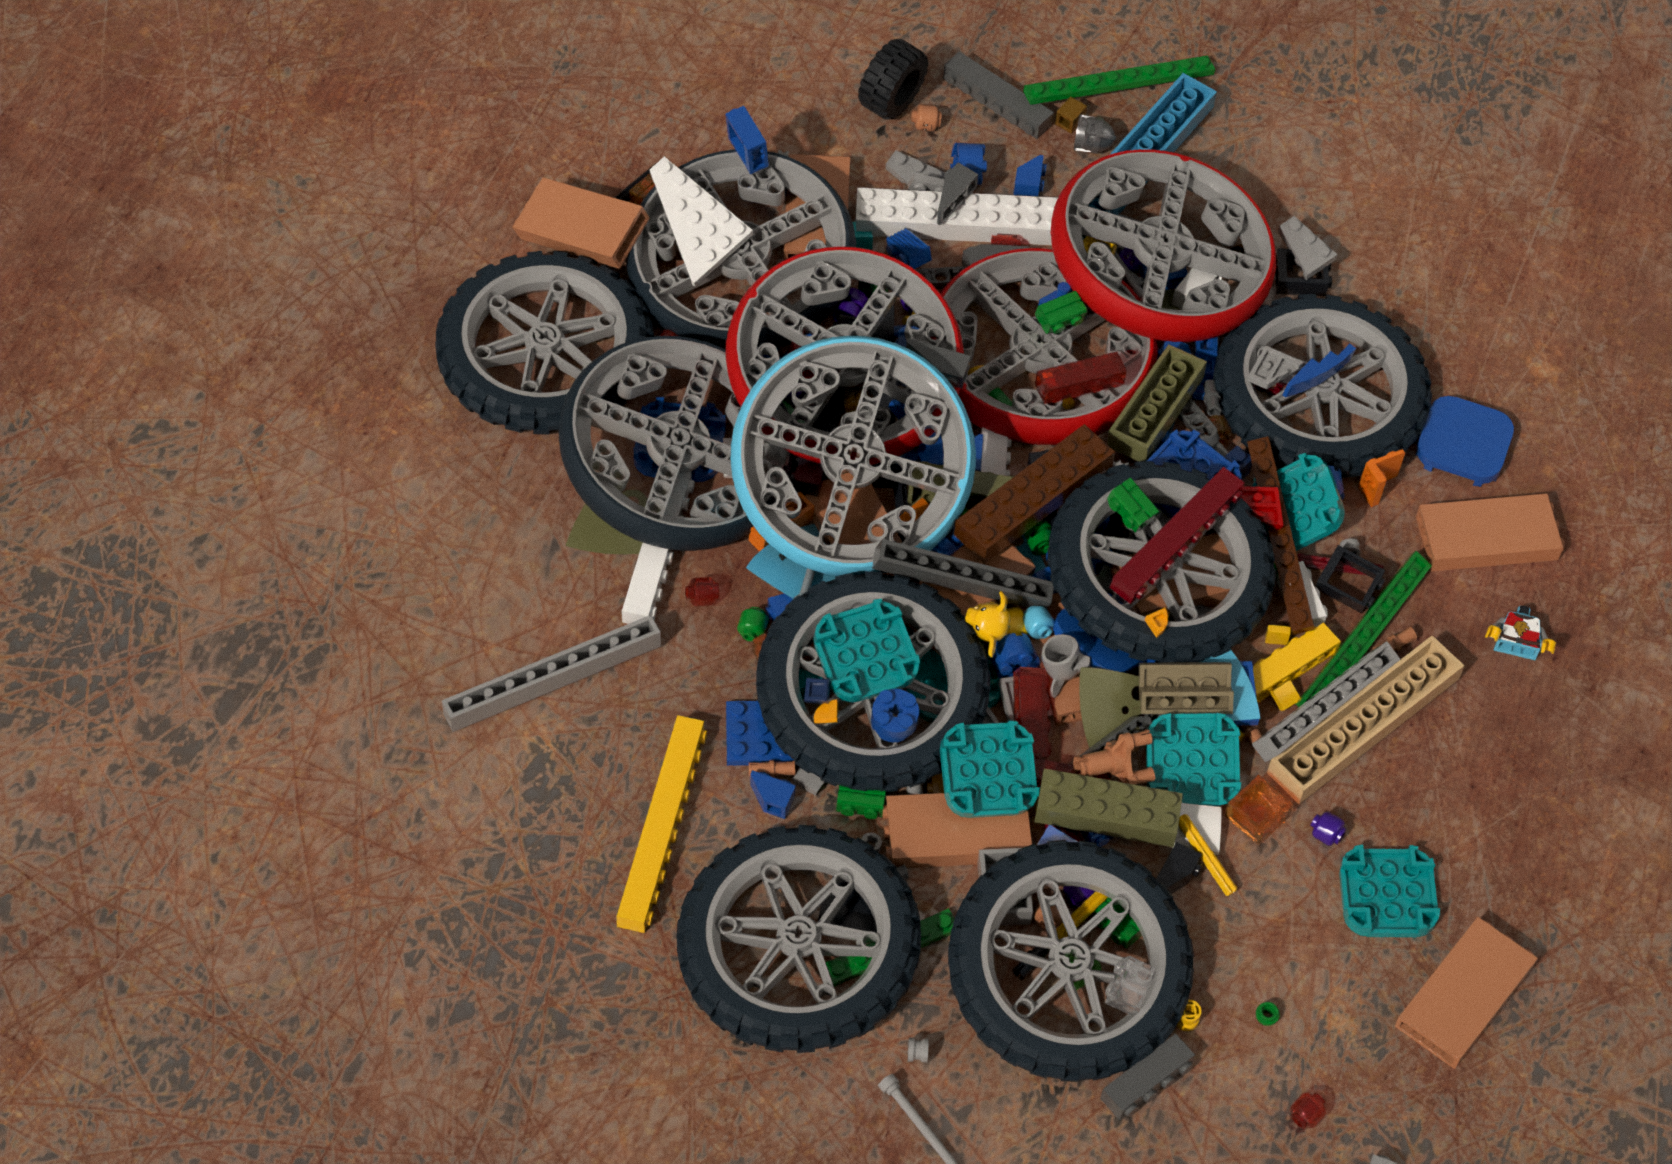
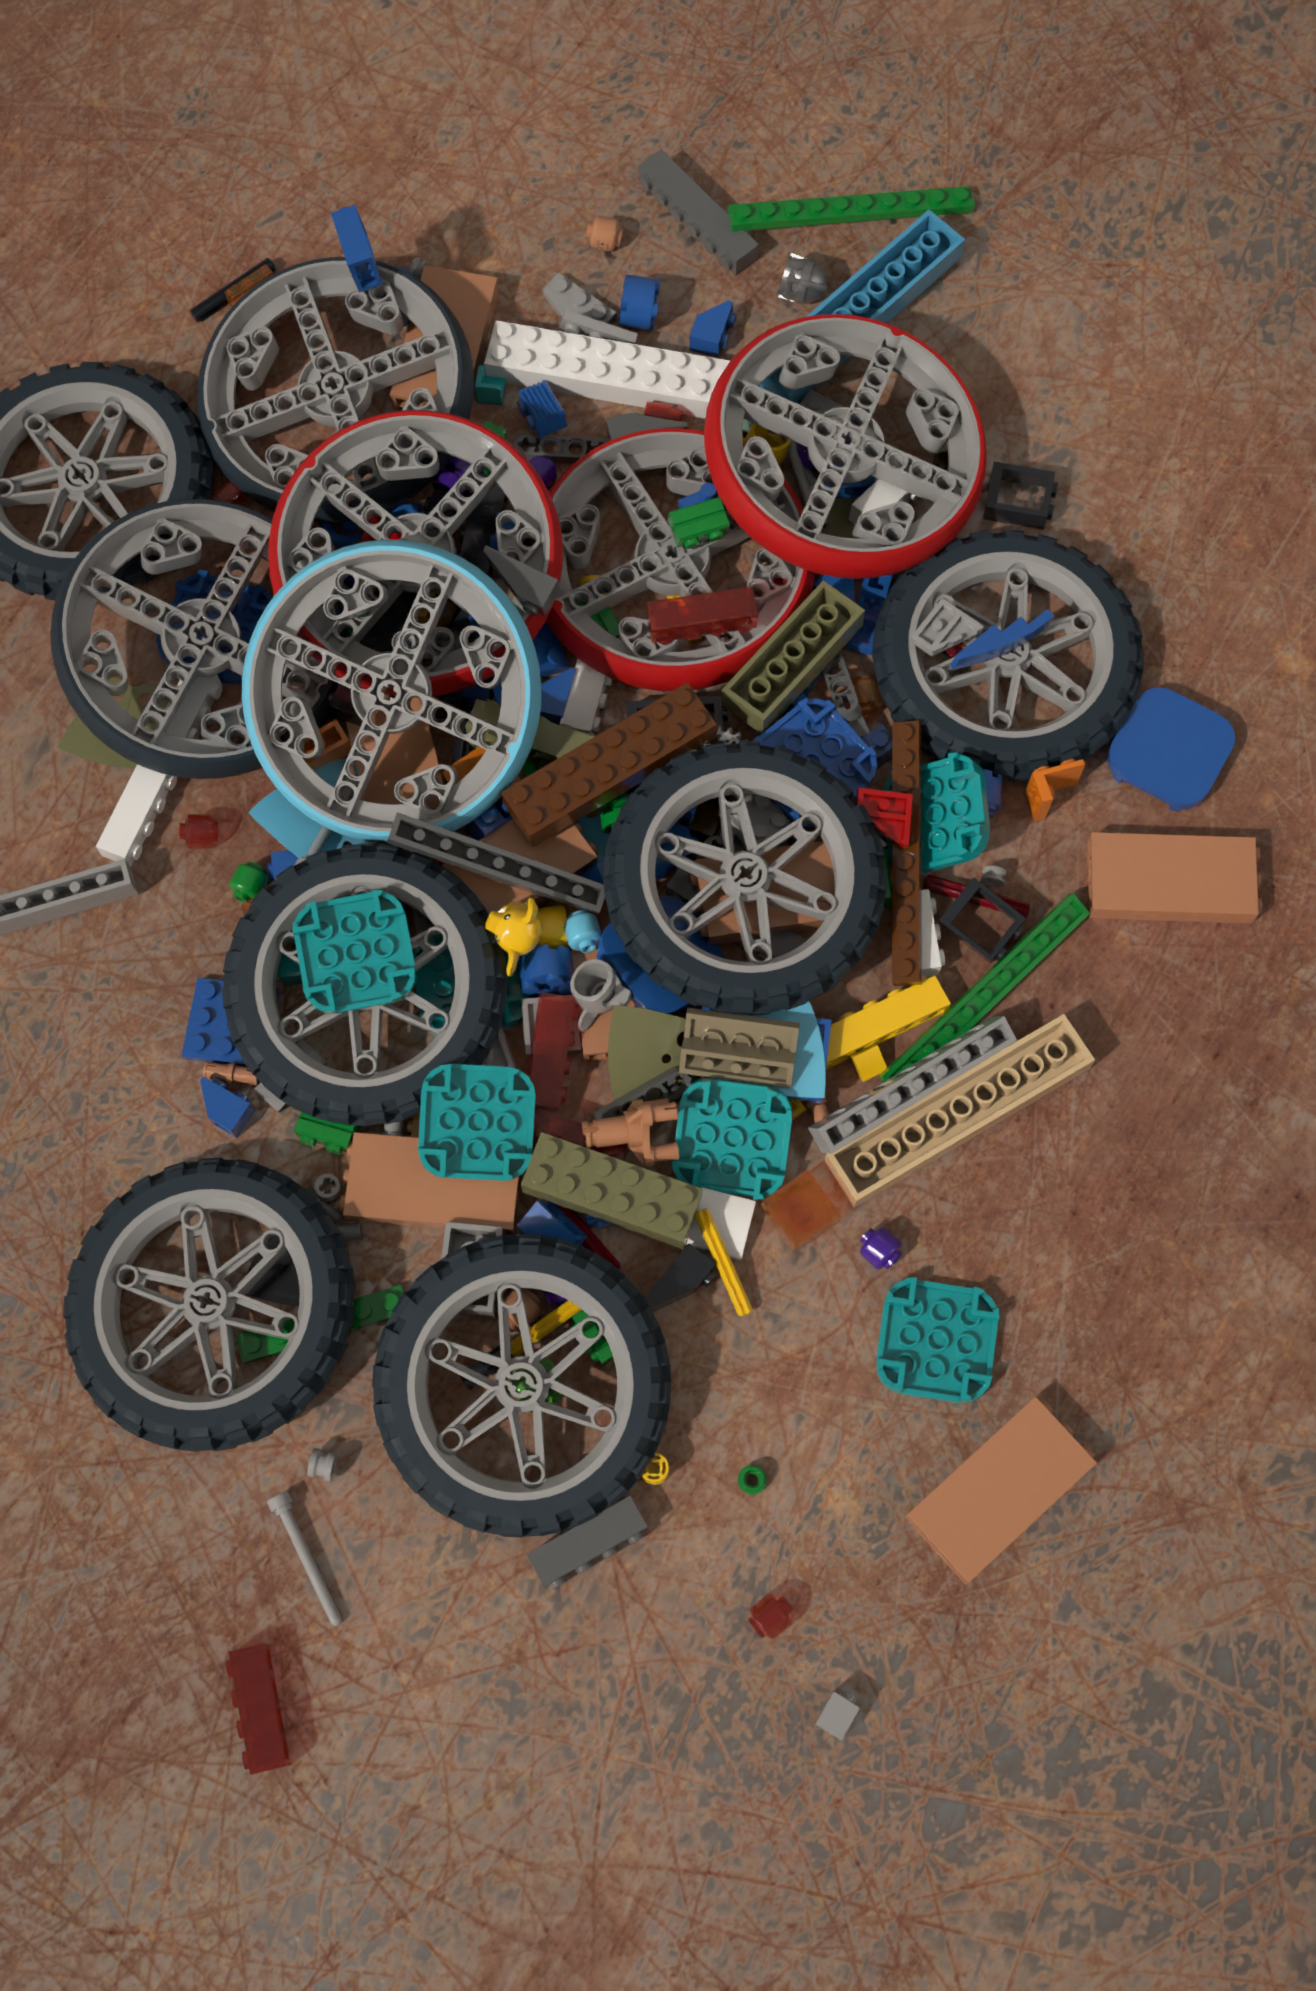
camera: 15 degrees right, 15 degrees up
(581, 222) = (152, 330): nougat brick -> none
(660, 825) = (86, 1127): yellow brick -> none
(700, 223) = (286, 351): white wing -> none
(817, 690) = (285, 996): dark blue tile -> none
(827, 712) = (294, 1024): light orange tile -> none
(893, 79) = (566, 180): black tyre -> none
(898, 703) = (363, 1027): blue brick -> none
(957, 187) = (610, 337): dark grey slope -> none
(1068, 114) = (777, 247): pearl gold brick -> none
(1129, 985) = (576, 1439): clear brick -> none
(1132, 505) = (716, 804): green brick -> none
(1157, 621) = (715, 964): light orange tile -> none
(1177, 535) = (763, 852): dark red brick -> none
(1211, 398) = (865, 656): dark grey pin -> none
(1277, 634) = (877, 980): yellow tile -> none
(1307, 248) = (1029, 465): light grey wing -> none
(1401, 639) = (1023, 1009): nougat pin -> none
(1520, 635) = (1178, 1021): torso -> none

